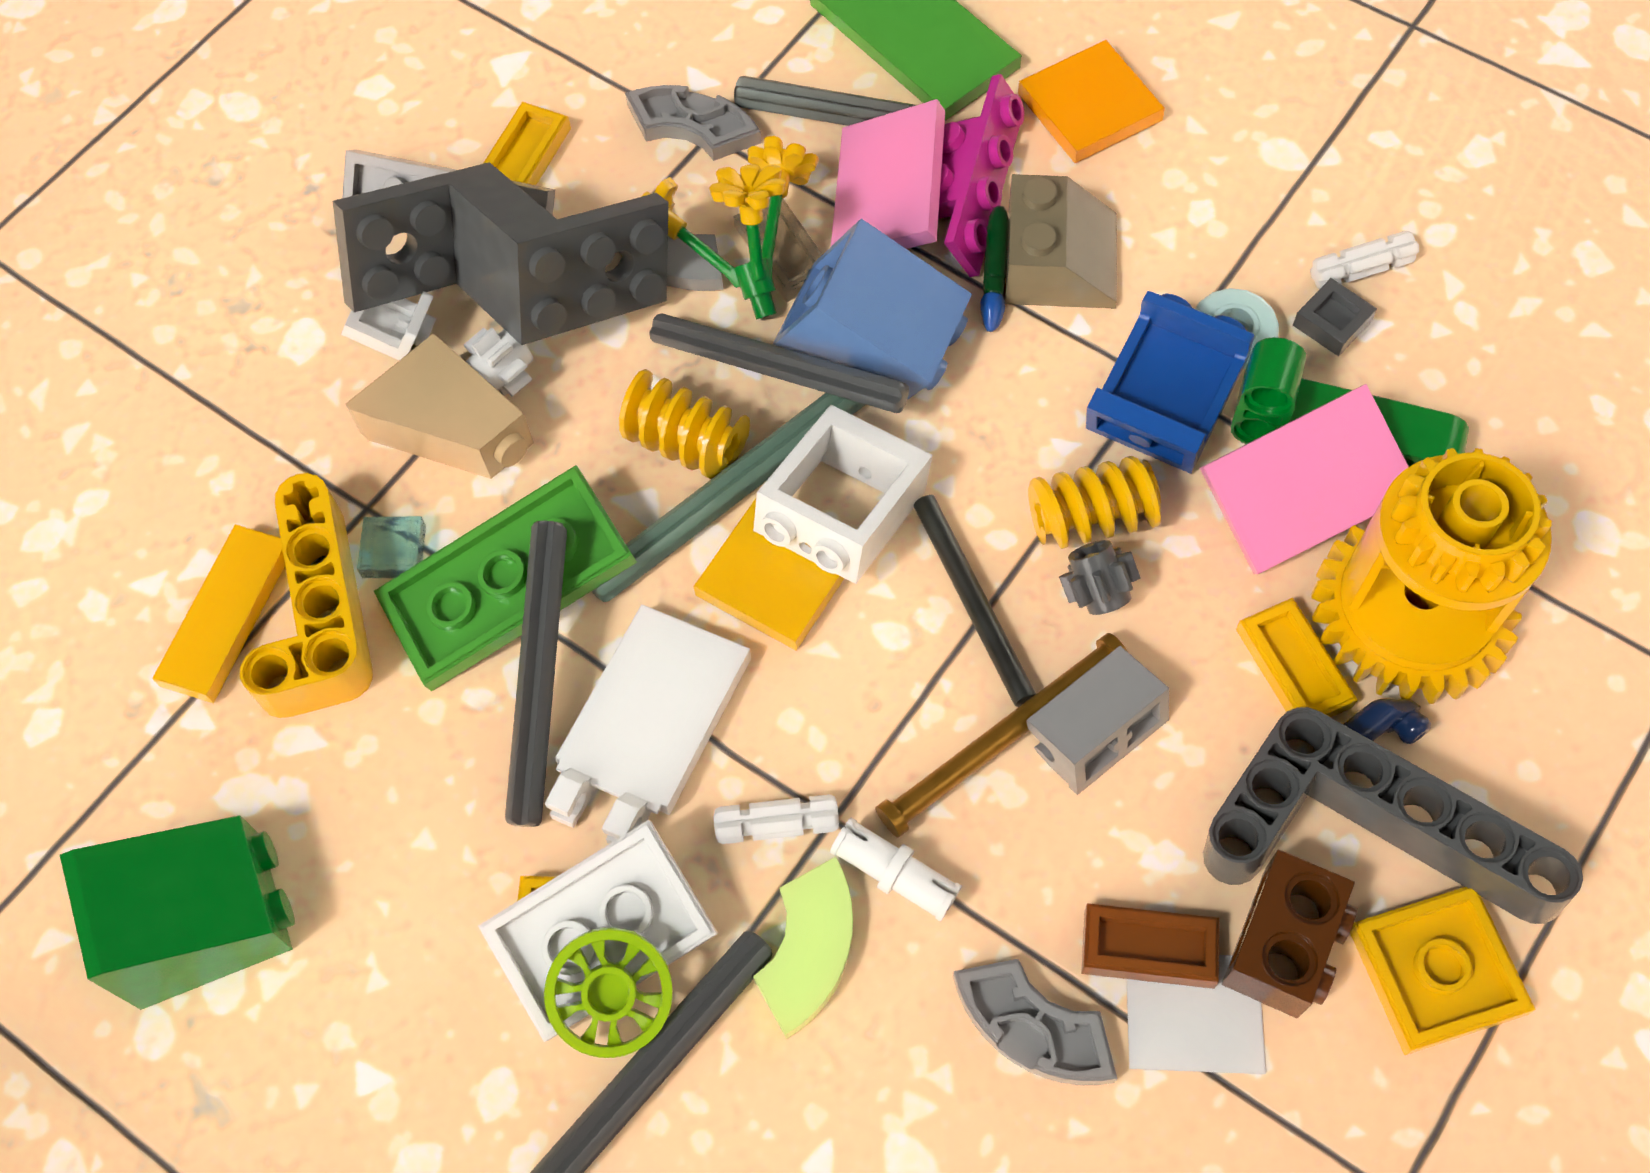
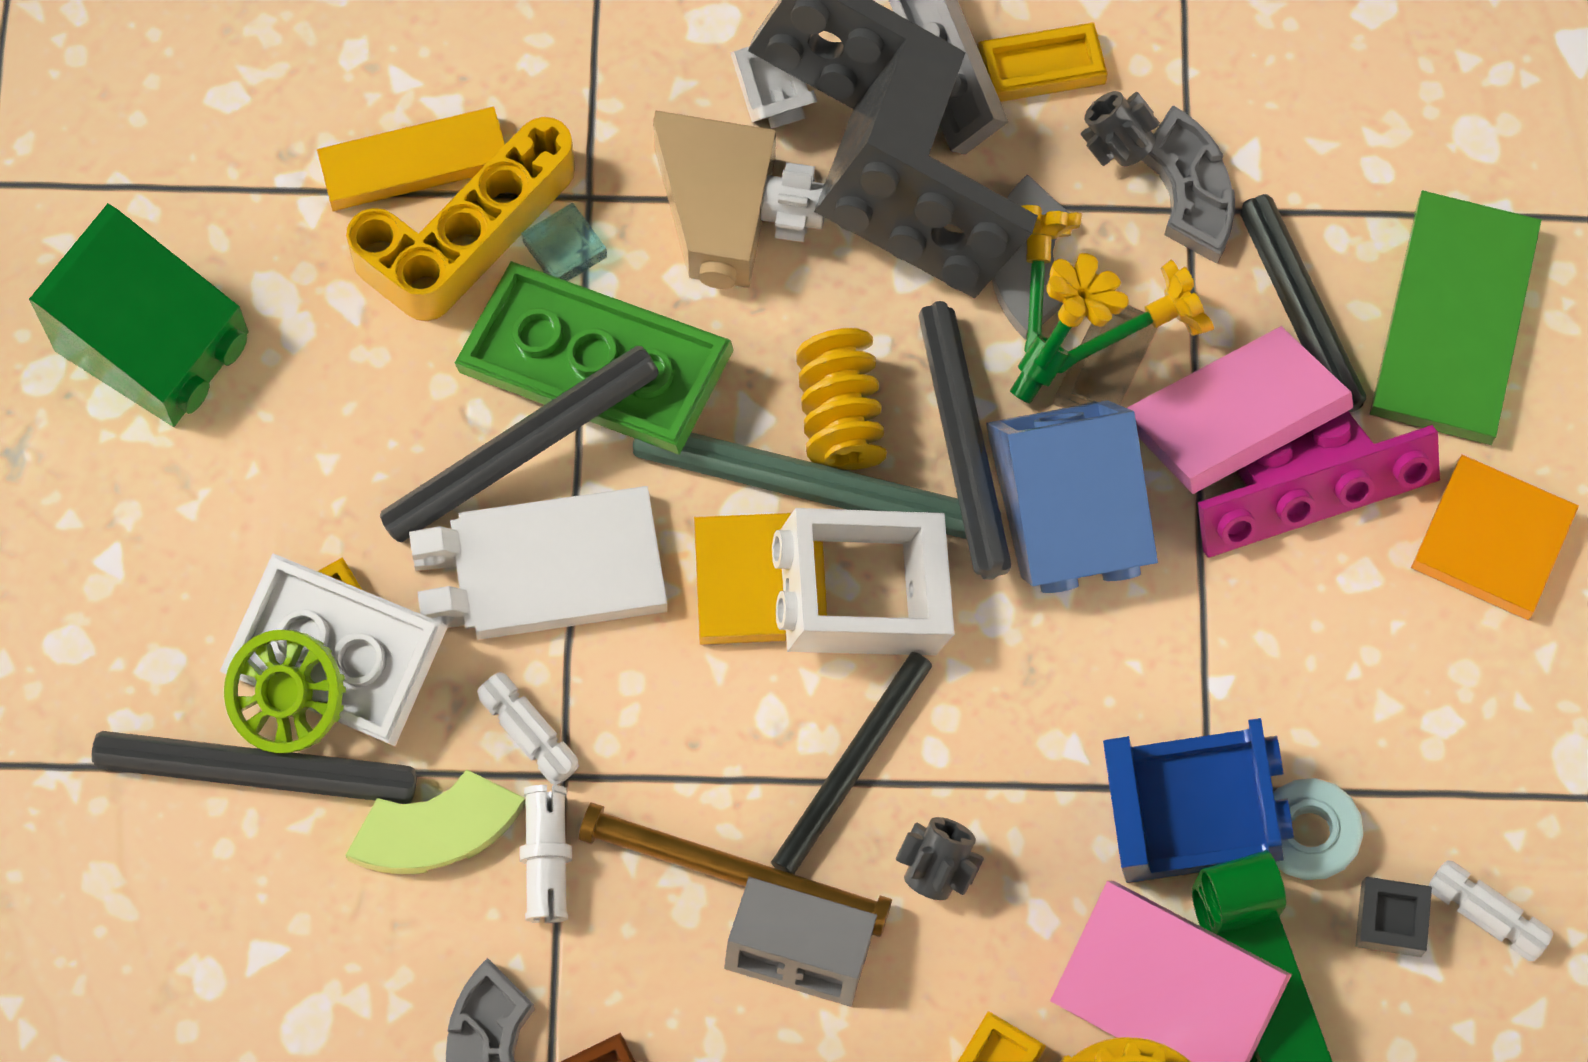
camera: 50 degrees right, 5 degrees up
(618, 128) = (1120, 128): none -> dark grey gear
(992, 302) = (1180, 588): dark green piece -> none
(1059, 245) = (1286, 610): dark tan slope -> none
(1095, 499) = (1015, 811): yellow piece -> none

